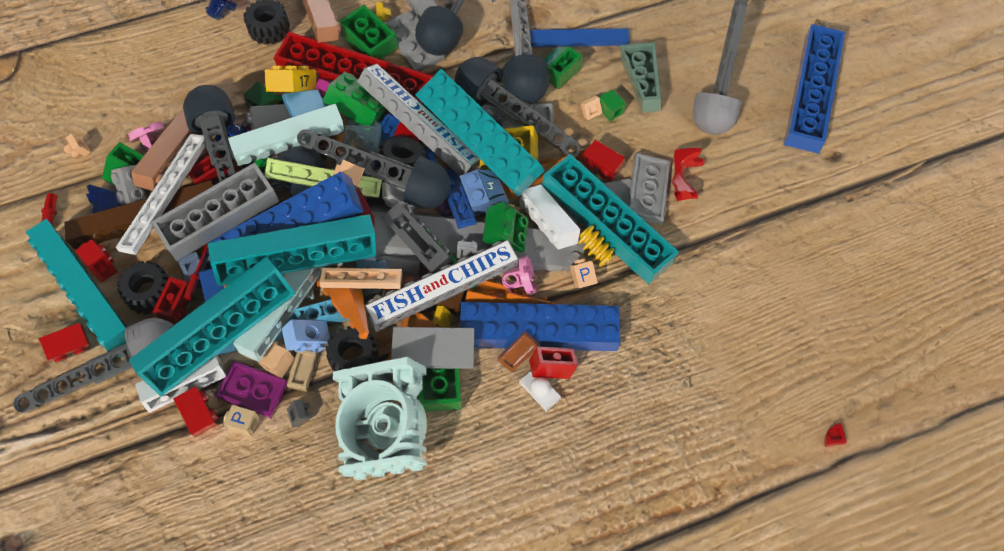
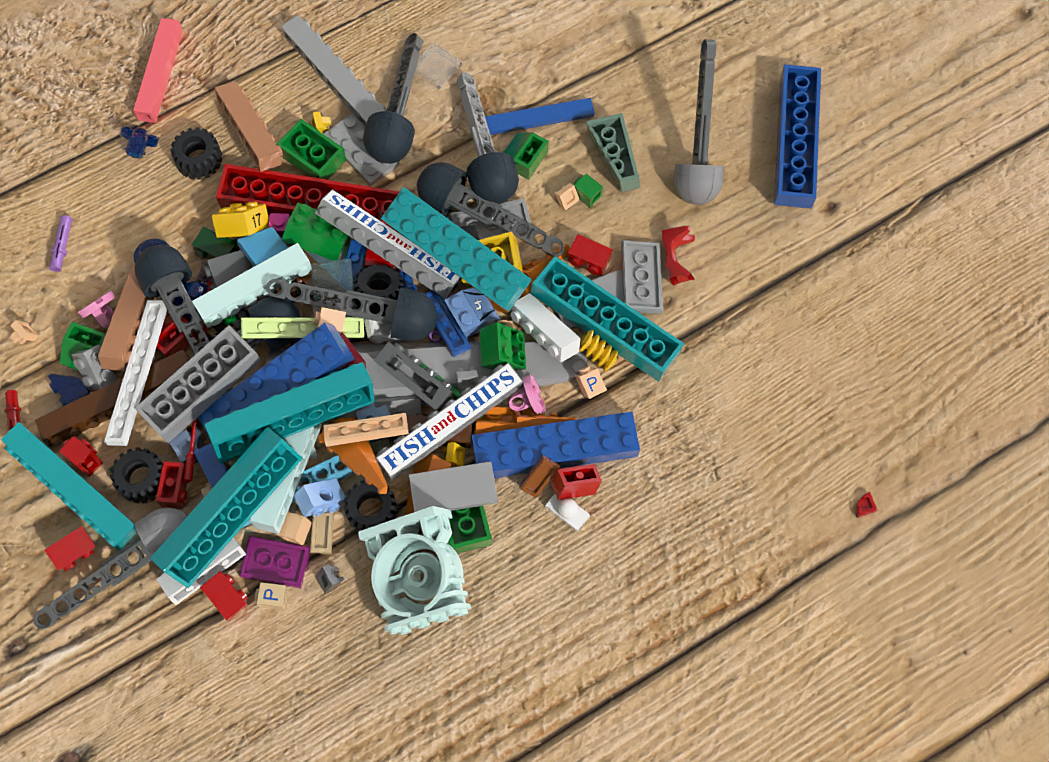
camera: 10 degrees left, 5 degrees up
(127, 83) = (59, 250): none -> medium lavender pin

